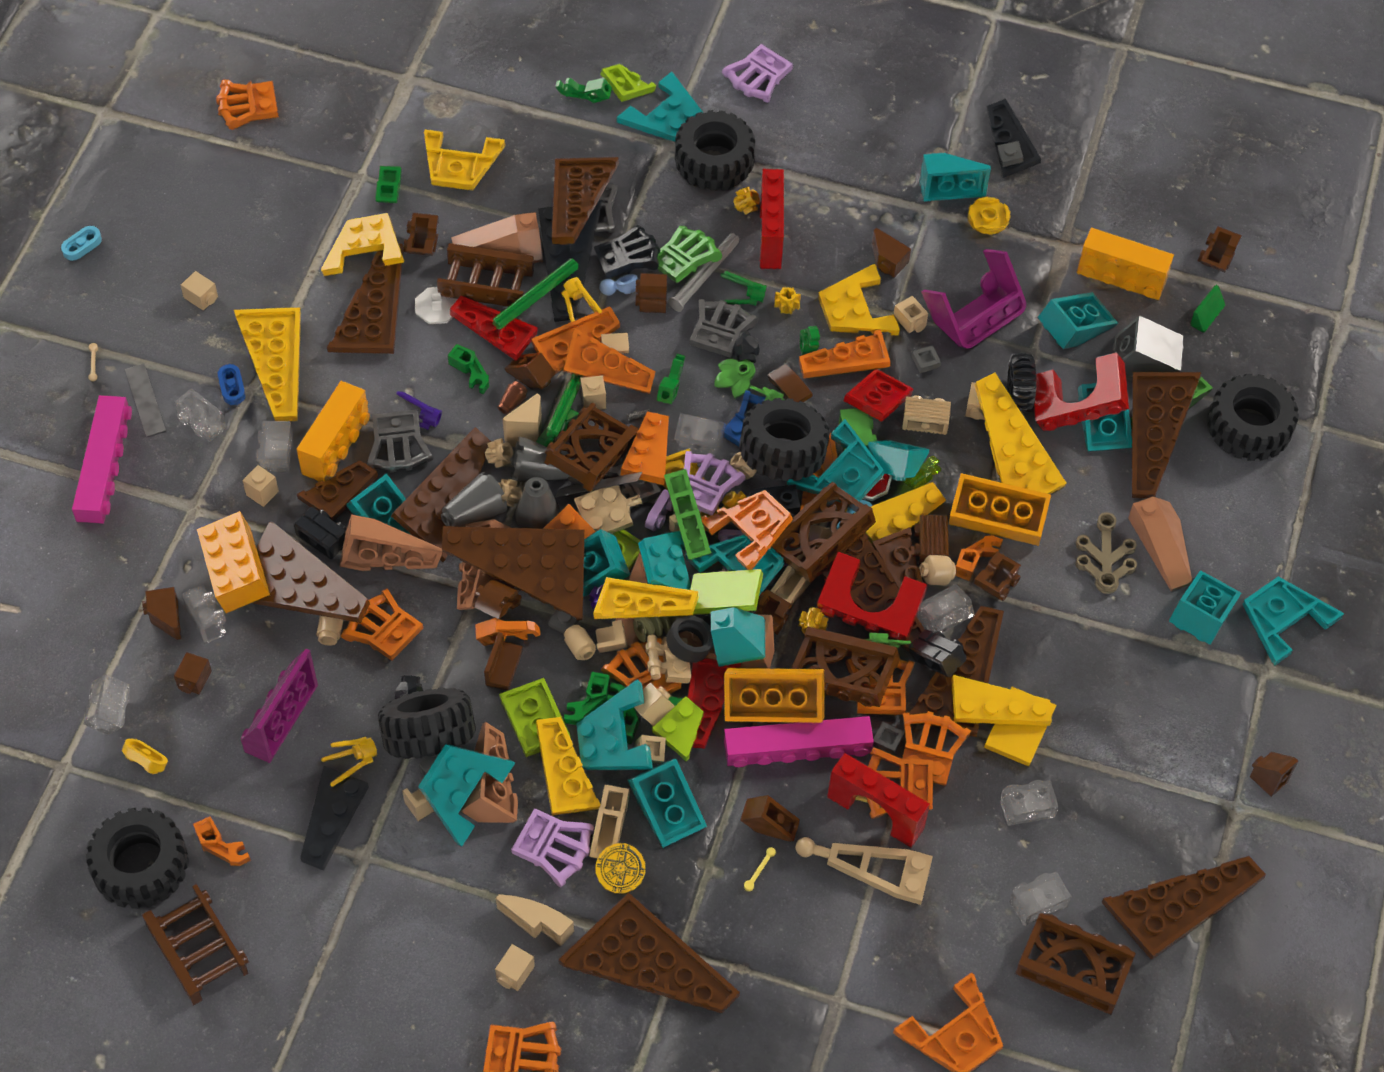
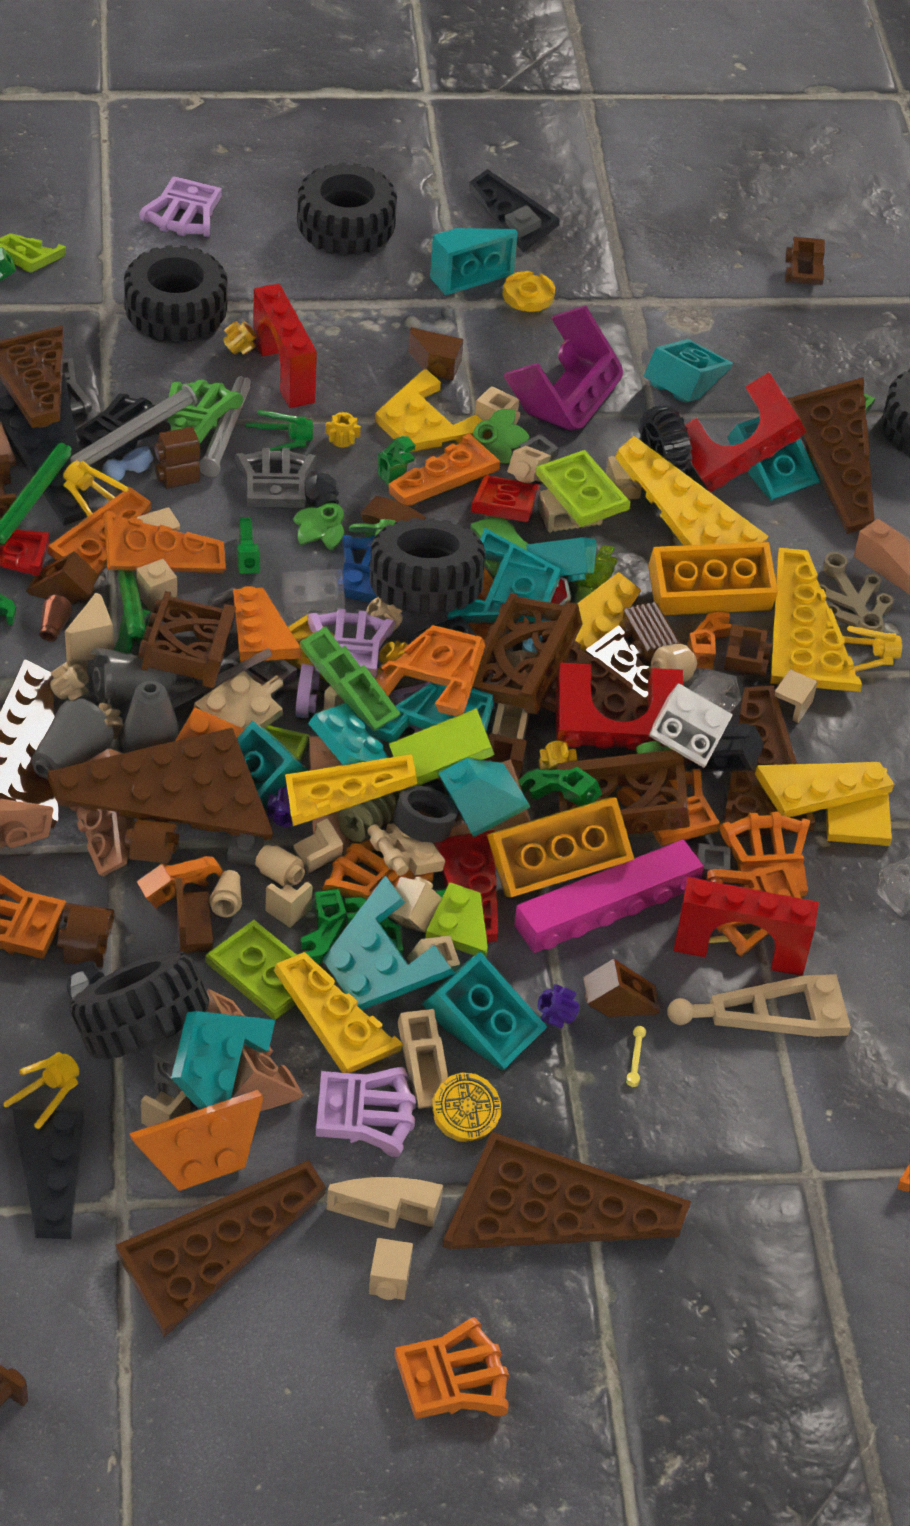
camera: 25 degrees left, 10 degrees down
(398, 909) = (200, 1251): none -> reddish brown wing
(427, 651) = (85, 933): none -> reddish brown cylinder
(428, 834) = (202, 1142): none -> orange wing
(533, 653) = (227, 895): none -> tan cone
(573, 673) = (288, 903): none -> tan panel
(629, 261) = (136, 426): none -> light grey axle
(668, 116) = (96, 279): teal wing -> none
(719, 814) = (558, 1006): none -> dark purple gear
(794, 638) = (573, 783): none -> green piece
(877, 88) = (346, 209): none -> black tyre
(905, 340) = (505, 434): none -> bright green plate
(905, 374) = (524, 463): none -> tan brick
(906, 633) = (690, 725): none -> white slope
(937, 404) = (582, 488): none -> lime tile
(1018, 623) = (798, 691): none -> tan panel
(1051, 578) = (806, 629): none -> yellow wing
(1108, 603) = (885, 645): none -> yellow plant
(1125, 263) = (713, 297): light orange brick -> none
(1149, 347) = (792, 368): slope -> none
(1208, 309) = (825, 325): green slope -> none

